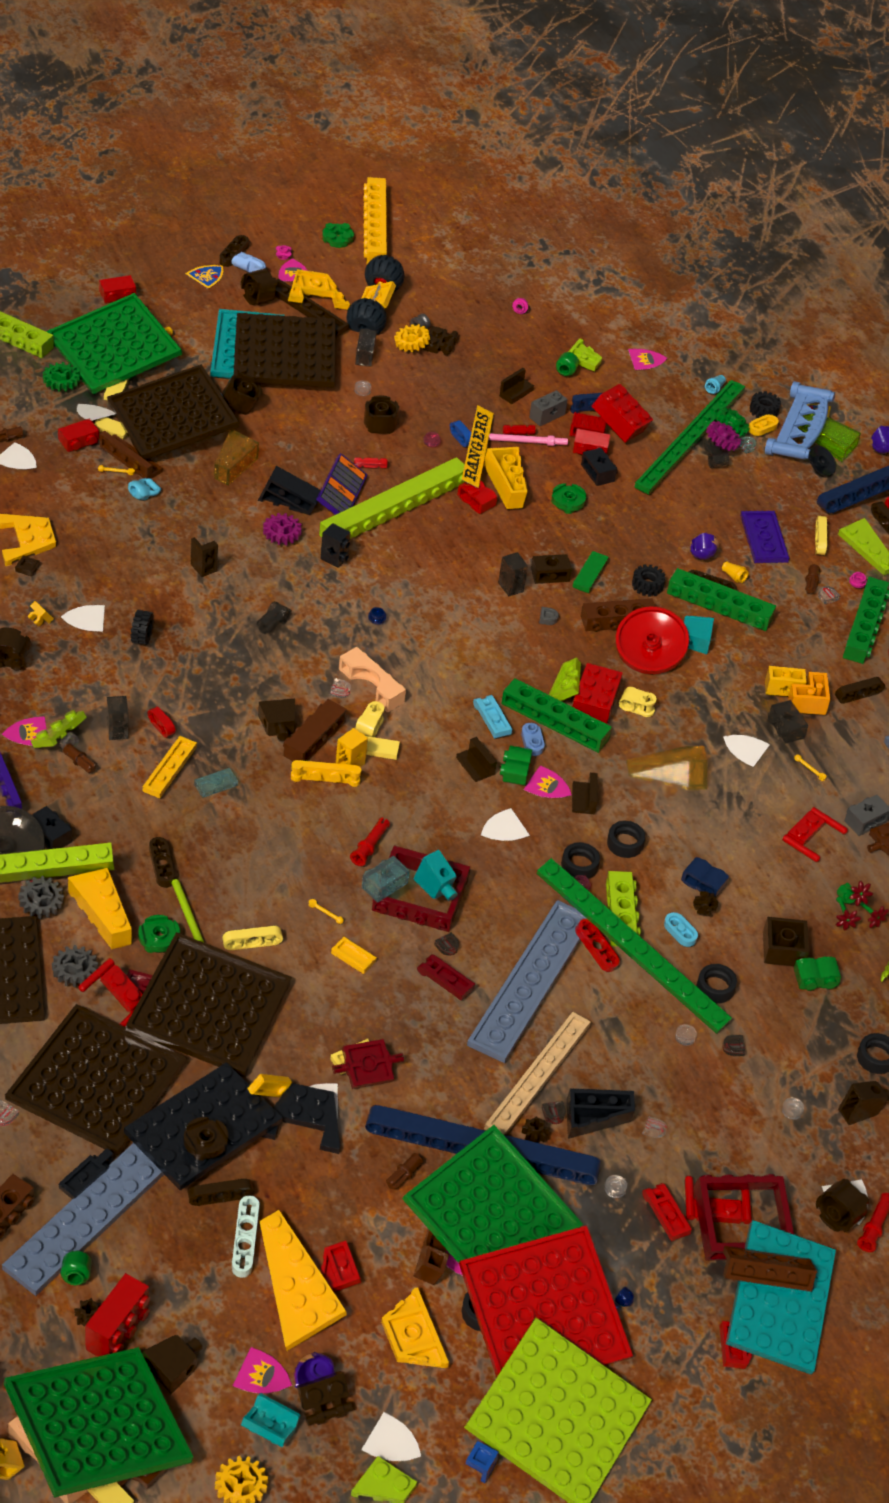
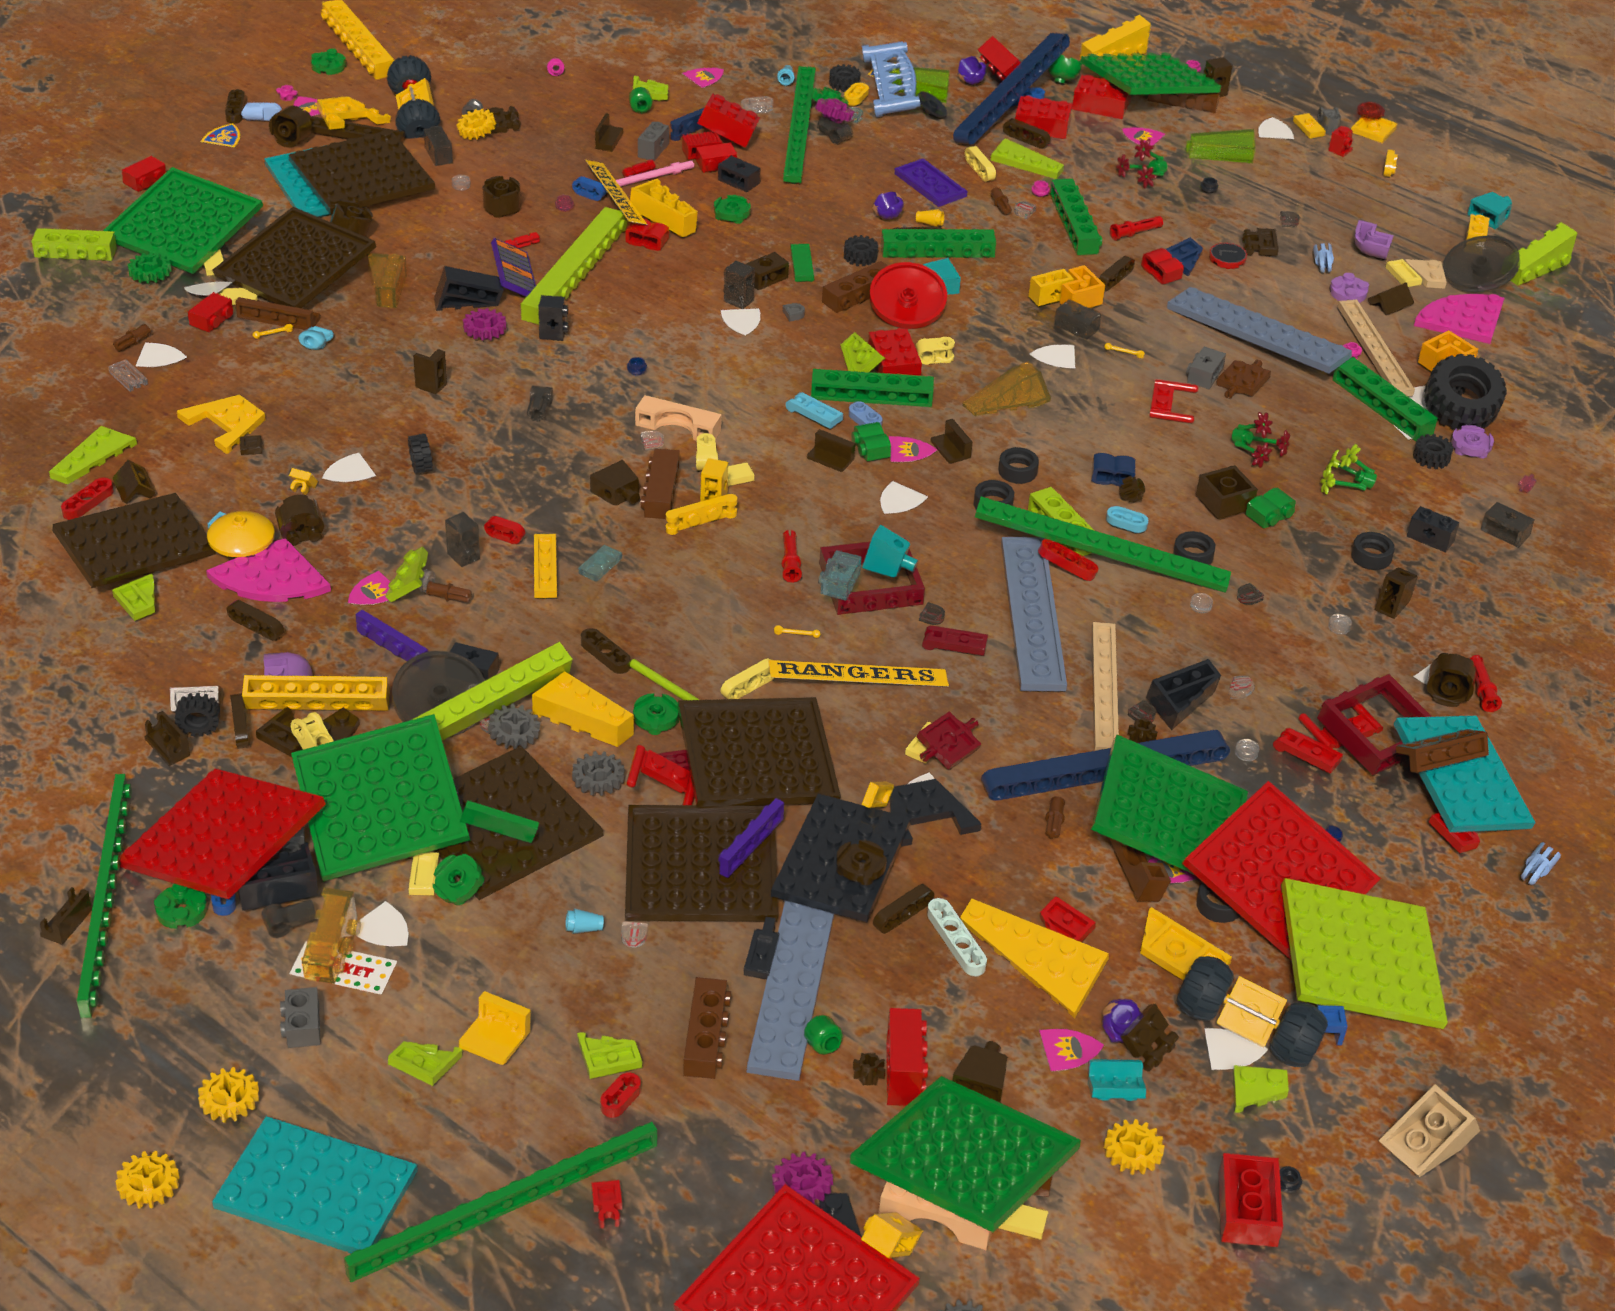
camera: 25 degrees left, 5 degrees down
(142, 1076) = (749, 840): none -> dark purple plate
(343, 971) = (858, 673): none -> yellow sticker
(353, 955) = (853, 655): yellow tile -> none
(422, 1418) = (1252, 1011): none -> black plate
(499, 606) = (741, 320): none -> white sticker
(668, 404) = (758, 104): none -> clear beam
(784, 1410) = (1539, 864): none -> light blue arm

